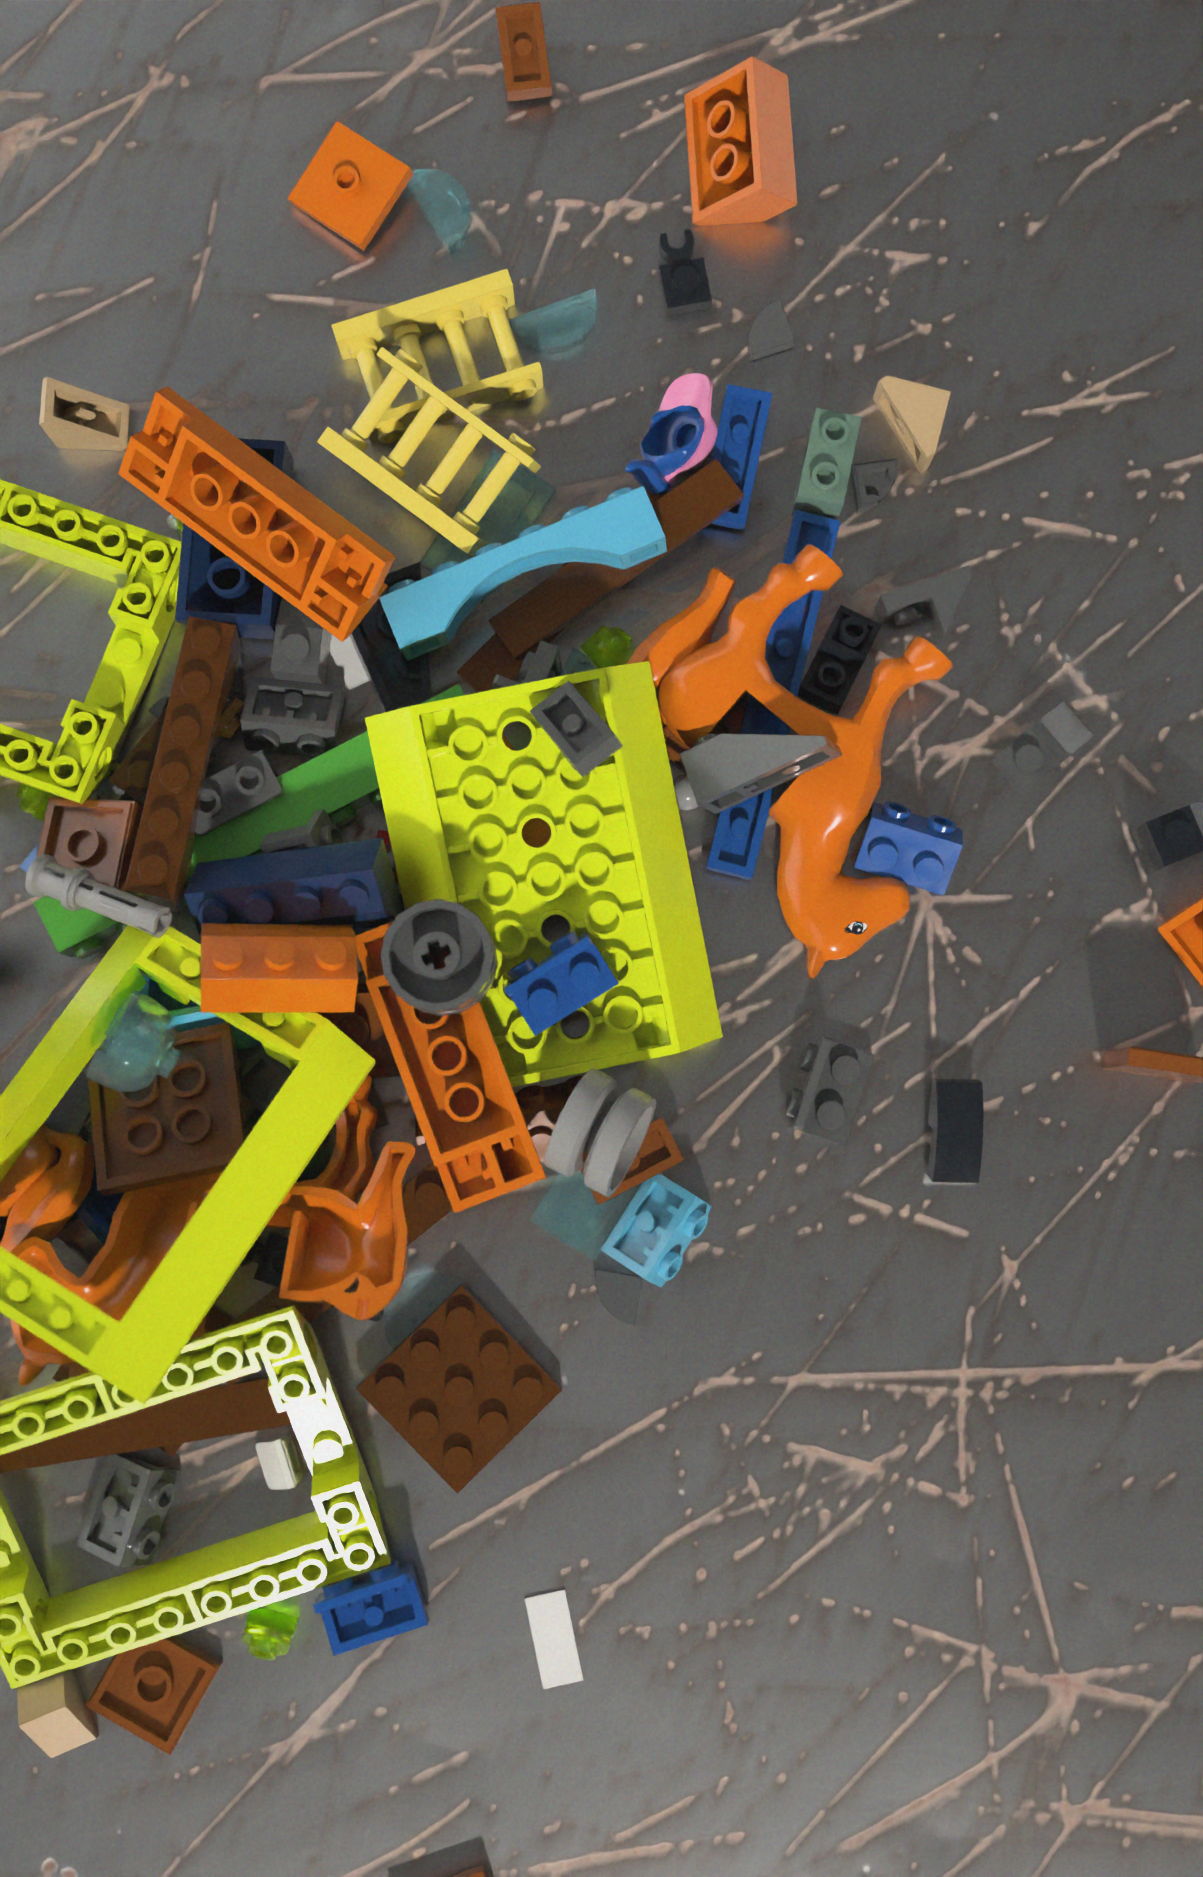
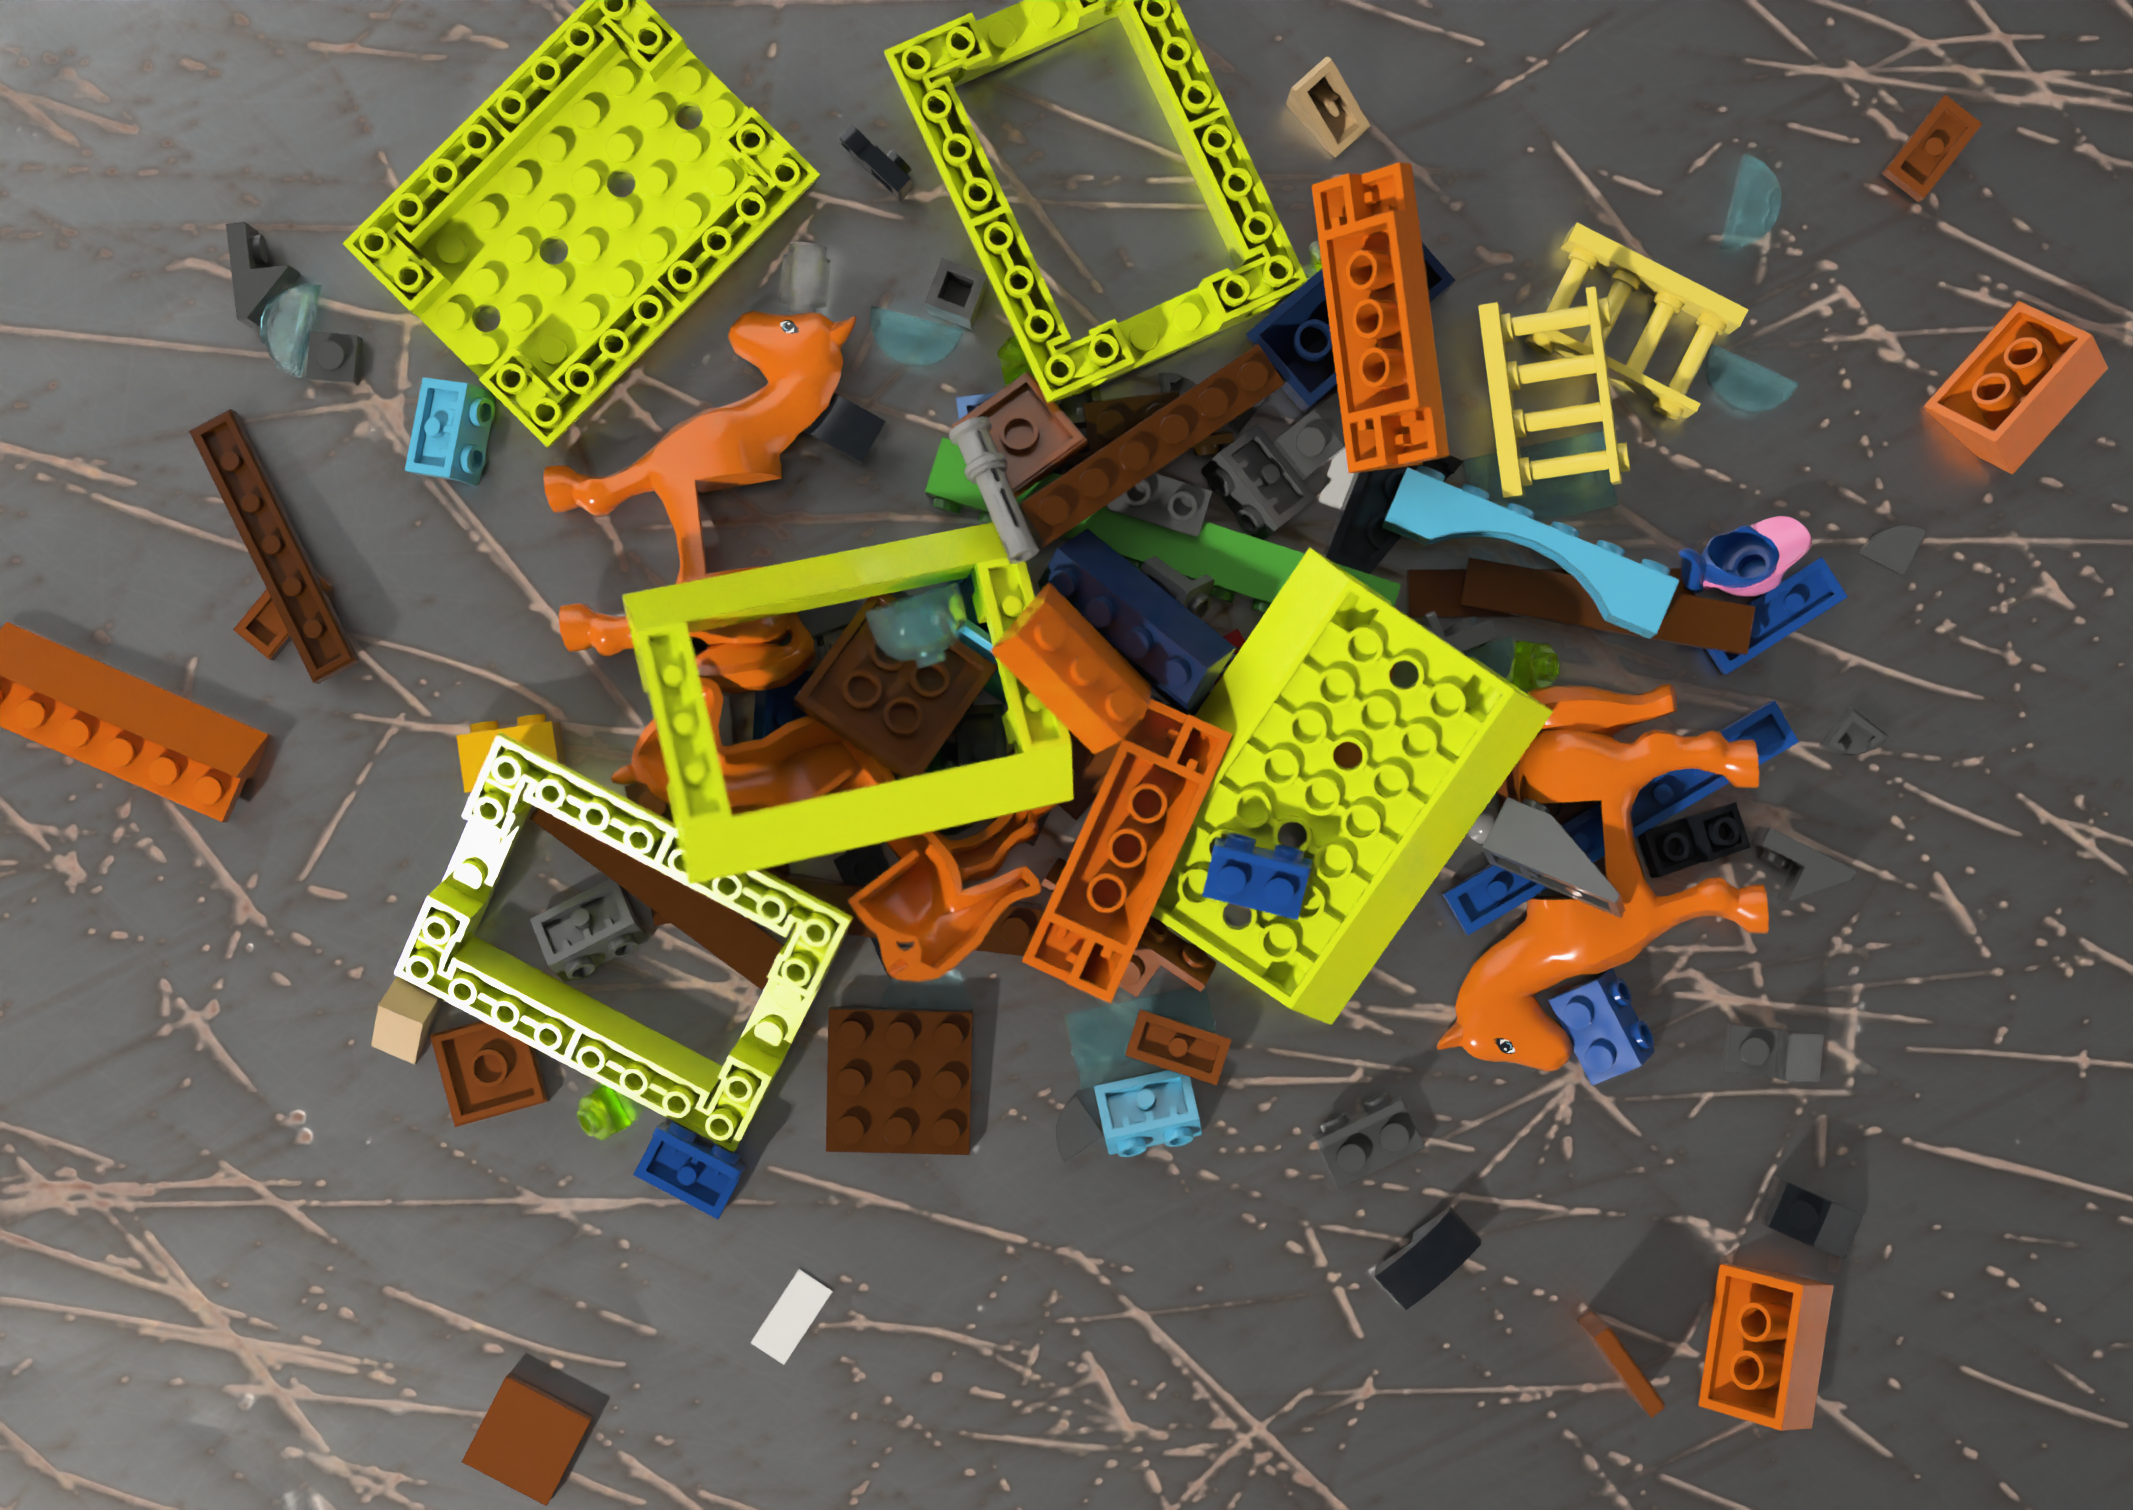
camera: 45 degrees right, 5 degrees up
(279, 1461) = (723, 1003): white slope -> none
(350, 185) = (1698, 123): orange plate -> none
(420, 935) = (1221, 773): dark grey wheel -> none
(576, 729) = (1450, 716): dark grey slope -> none
(599, 1132) = (1177, 1003): light grey wheel -> none
(683, 280) = (1871, 443): black plate -> none
(827, 463) = (1831, 690): sand green brick -> none
(914, 415) = (1934, 719): tan slope -> none

